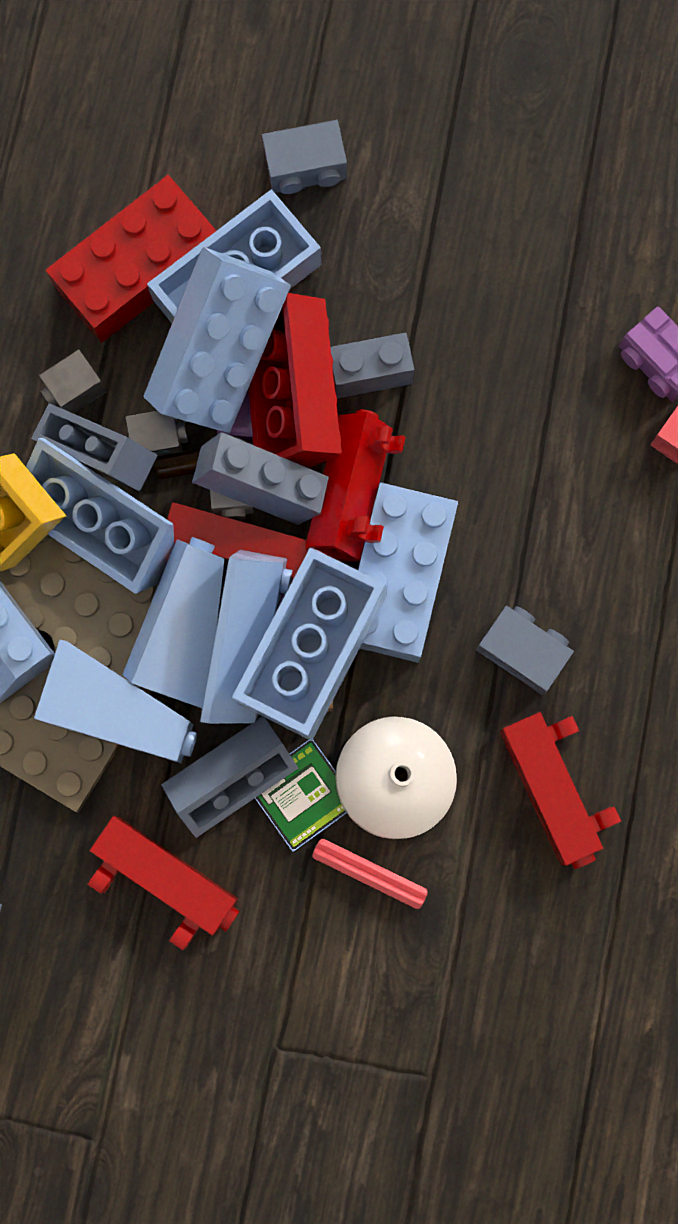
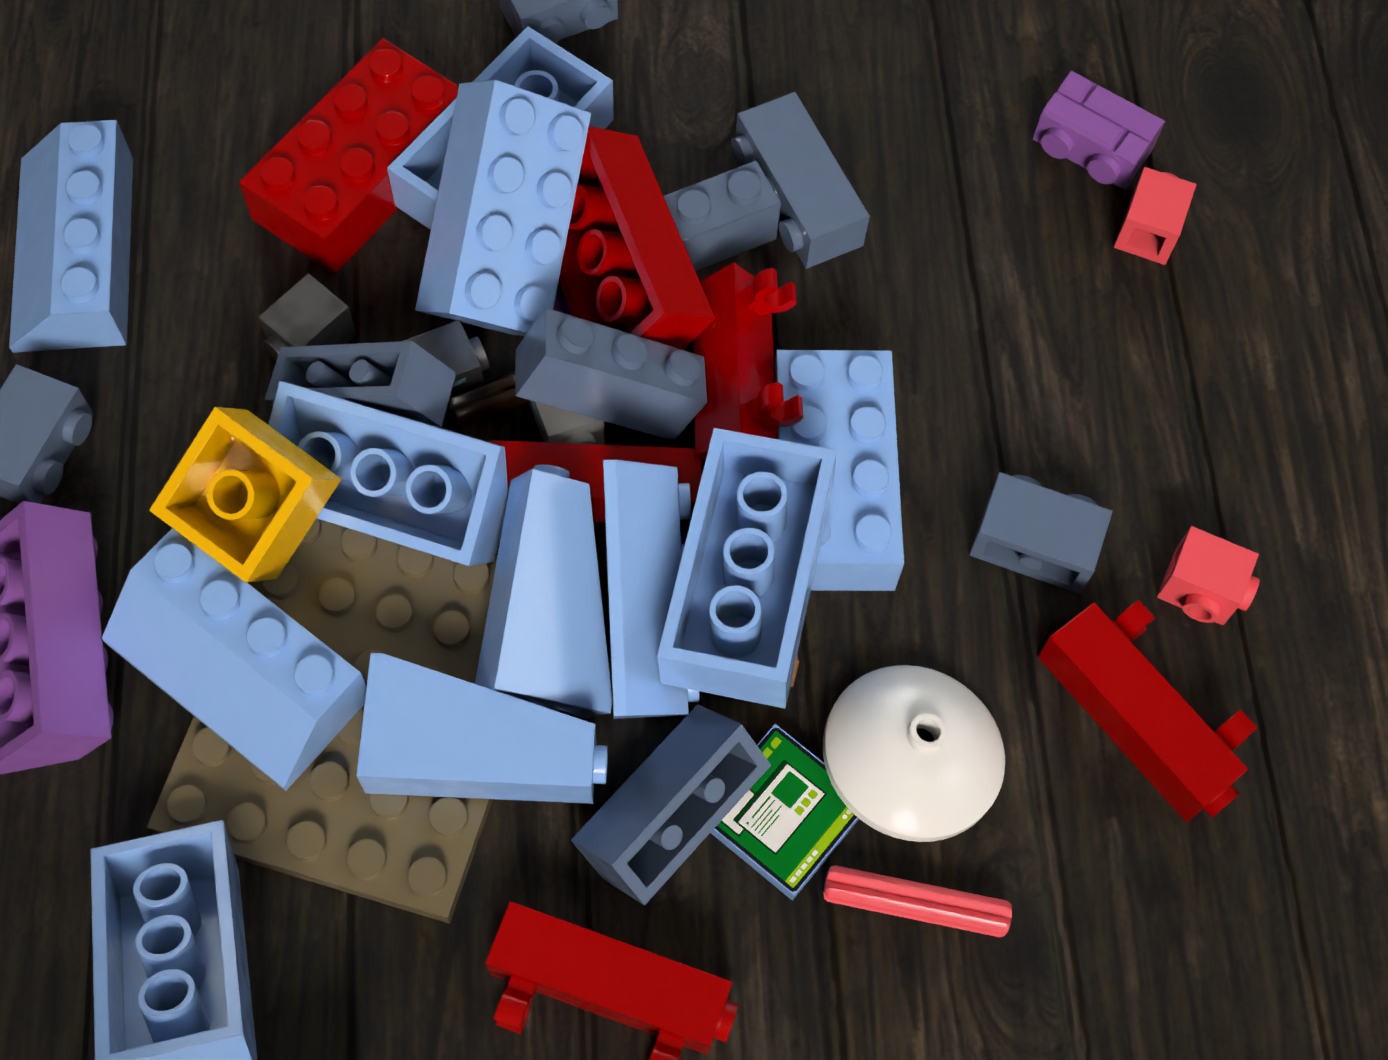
camera: 20 degrees left, 15 degrees down
(437, 346) = (818, 204): none -> sand blue brick
(628, 709) = (1209, 577): none -> coral brick

